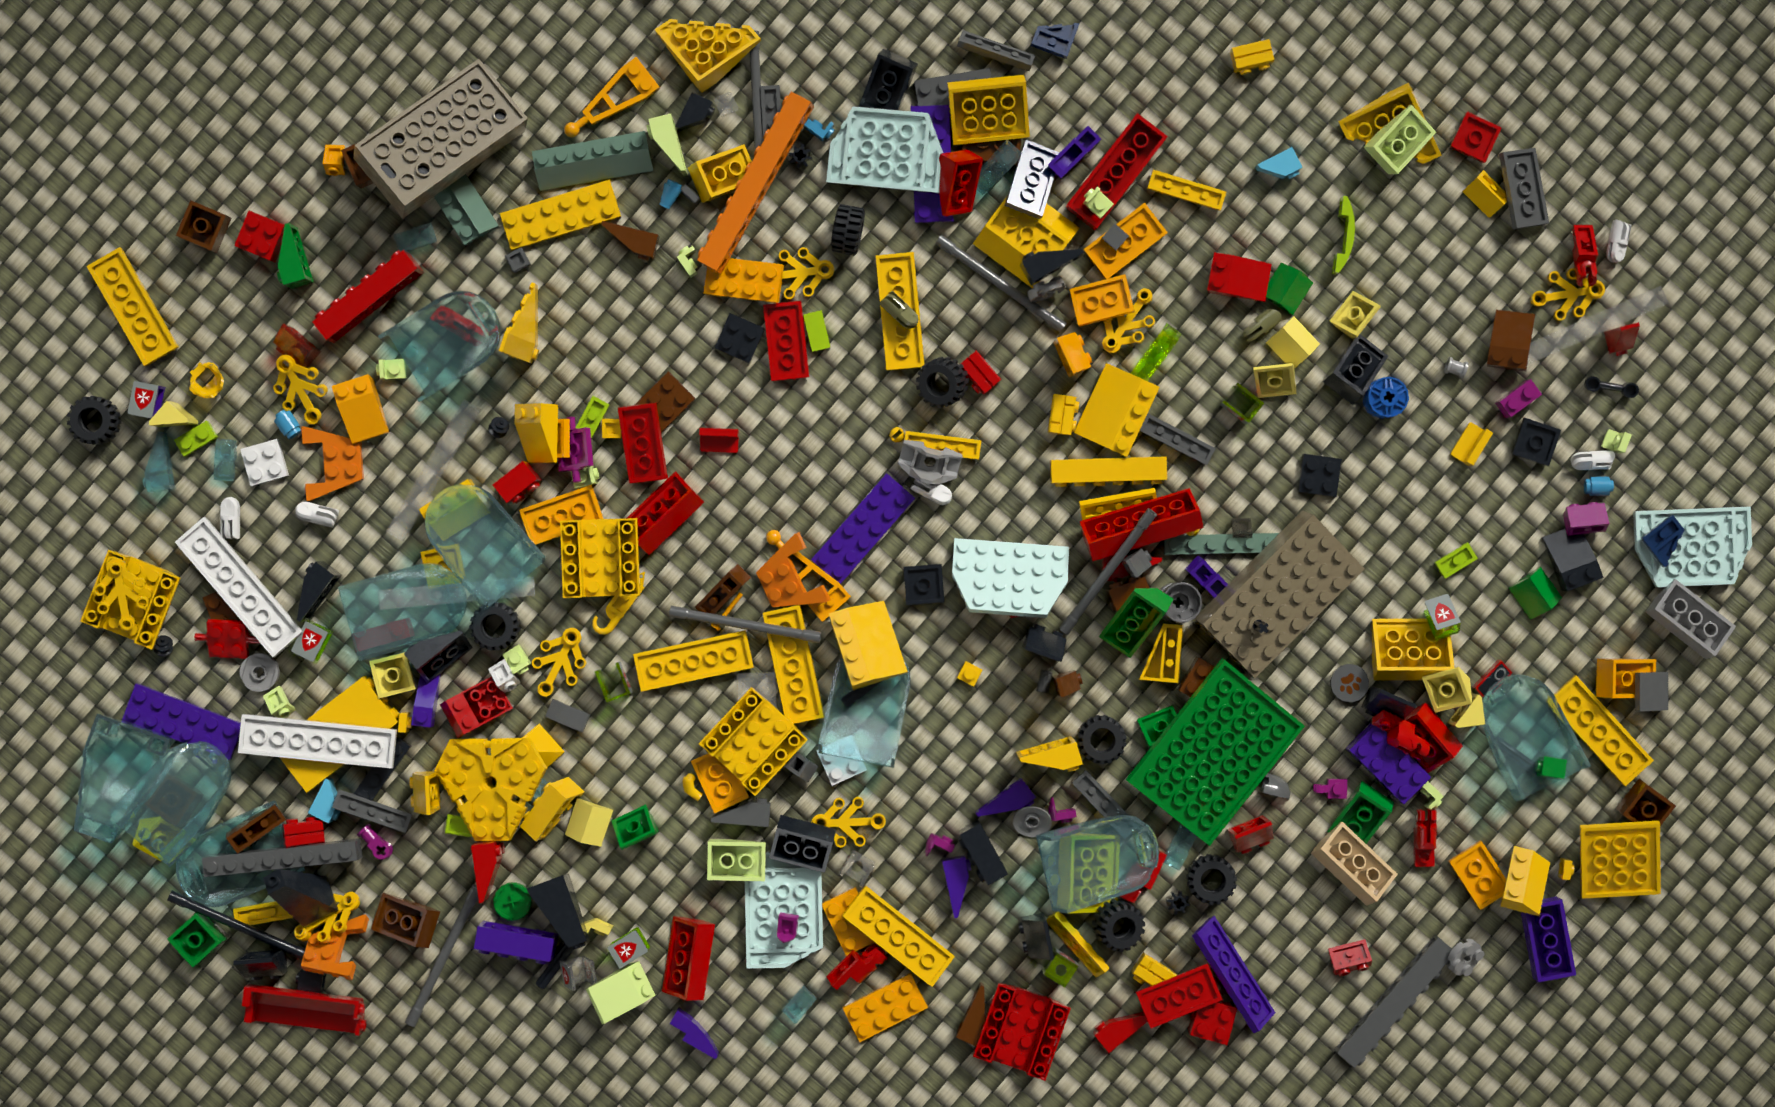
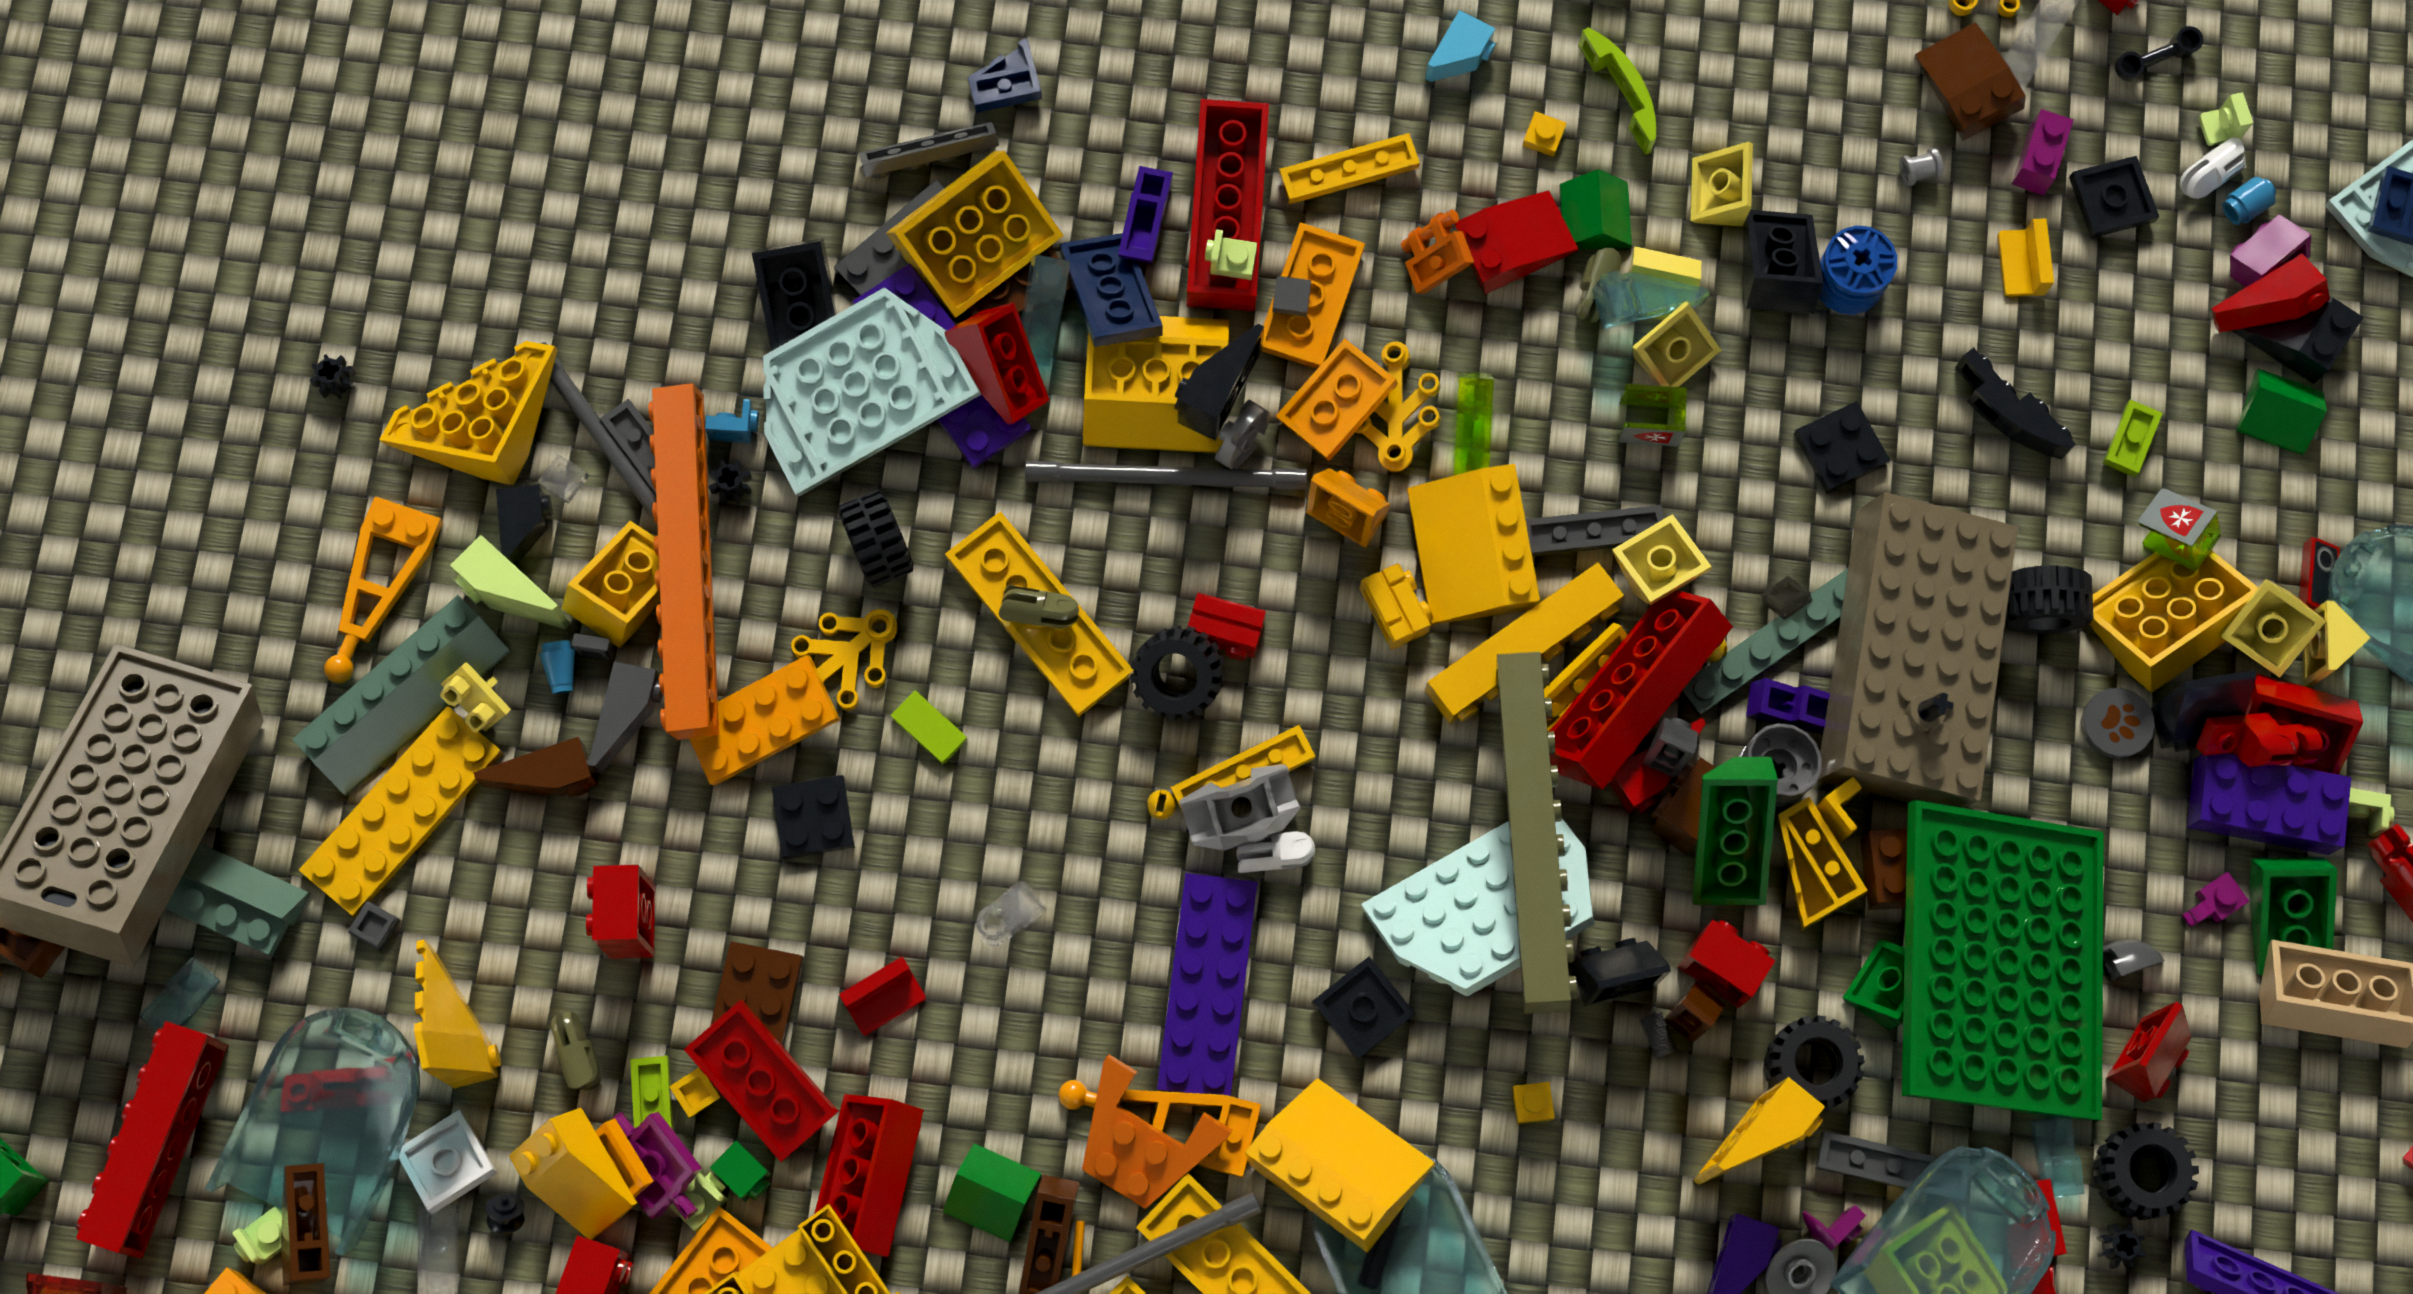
camera: 35 degrees left, 15 degrees down
(410, 377) = (304, 1225): none -> reddish brown slope
(487, 388) = (446, 1162): none -> white plate
(570, 376) = (575, 1052): none -> olive arm
(610, 477) = (741, 1172): none -> green brick
(624, 184) = (475, 697): none -> light yellow hips
(628, 329) = (622, 911): none -> red brick
(689, 232) = (625, 709): none -> dark grey slope
(689, 265) = (657, 755): yellowish green bracket -> none
(711, 556) = (991, 1192): none -> green slope
(786, 341) = (890, 772): red plate -> none
(801, 440) = (1013, 910): none -> clear piece
(1046, 560) = (1533, 834): none -> olive brick
(1094, 671) = (1727, 962): none -> red brick
(1143, 523) = (1632, 904): dark grey piece -> none
(1192, 634) = (1833, 813): none -> yellow panel
(1193, 265) = (1442, 259): none -> orange plate
(1195, 474) = (1660, 560): none -> light yellow slope
(1273, 345) = (1640, 296): none -> clear light blue slope
(1291, 233) = (1544, 134): none -> yellow plate
(1356, 609) = (2049, 599): none -> black tyre
(1411, 519) = (2021, 420): none -> black slope
(1574, 542) = (2277, 297): none -> red slope

